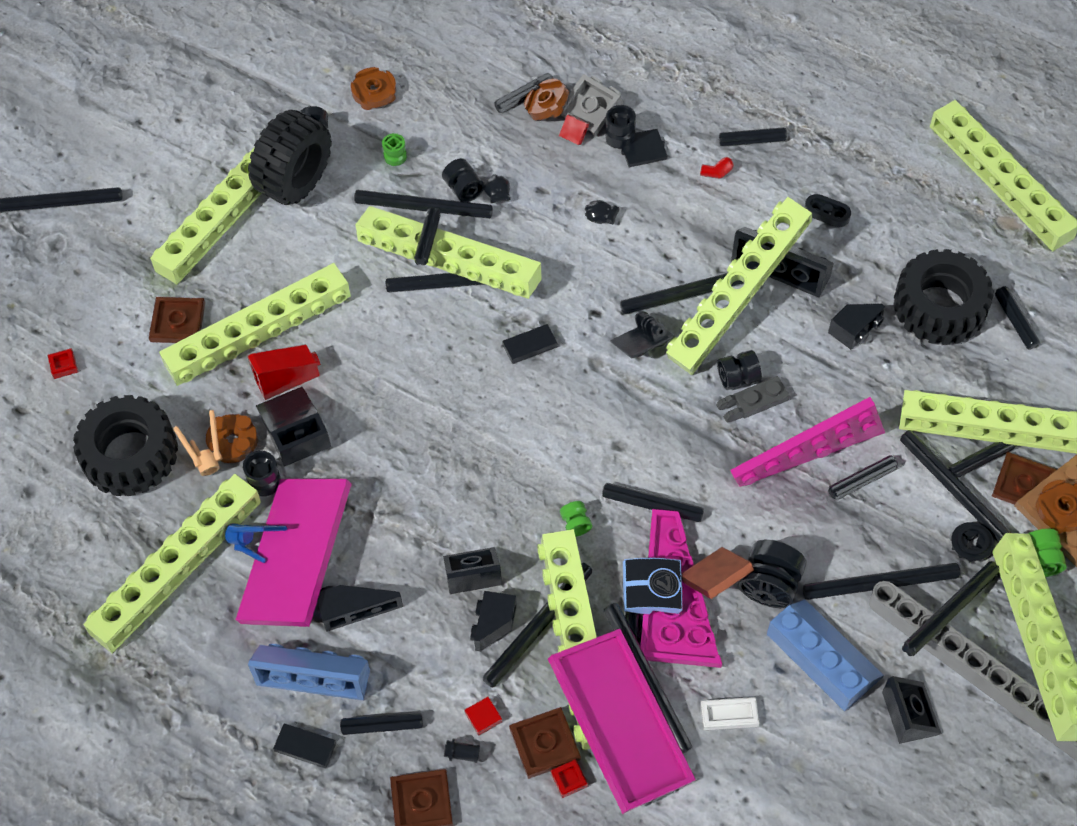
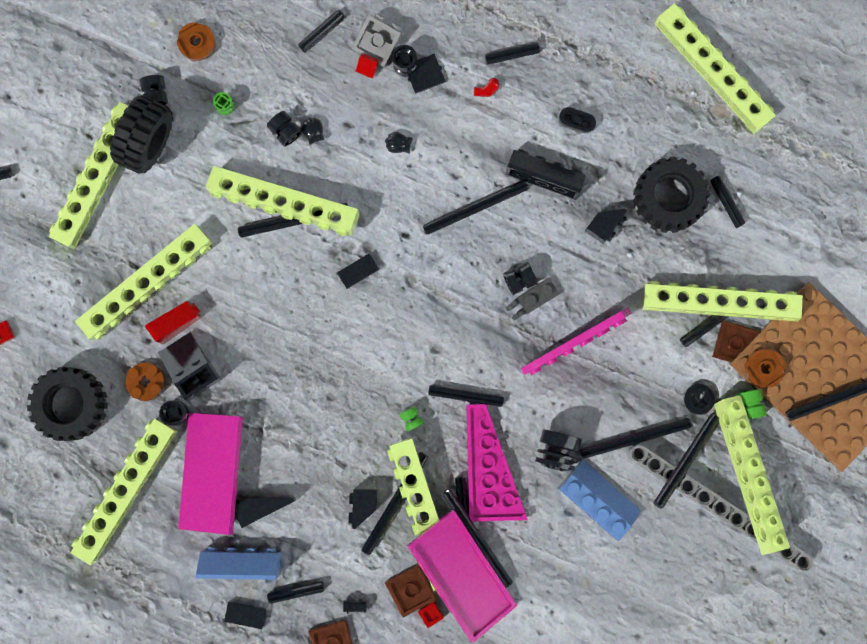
camera: 10 degrees left, 25 degrees up
(176, 318) = (81, 283): copper tile -> none
(204, 460) = (130, 407): light nougat plant -> none
(243, 534) = (170, 464): blue plant -> none
(423, 203) = (255, 152): black axle -> none
(427, 236) = (265, 195): black axle -> none
(472, 570) = (341, 466): black slope -> none
(483, 716) = (365, 577): red tile -> none
(546, 100) = (349, 43): dark orange plate -> none
(644, 337) = (443, 259): black hinge -> none
(652, 585) = (473, 469): black slope -> none
(716, 572) = (518, 457): copper tile -> none
(729, 713) = (536, 552): white tile -> none
(784, 212) = (481, 272): yellowish green brick -> none
(862, 477) = (618, 355): black axle -> none
(910, 709) = (661, 535): black slope -> none
(954, 485) = (687, 356): black axle -> none

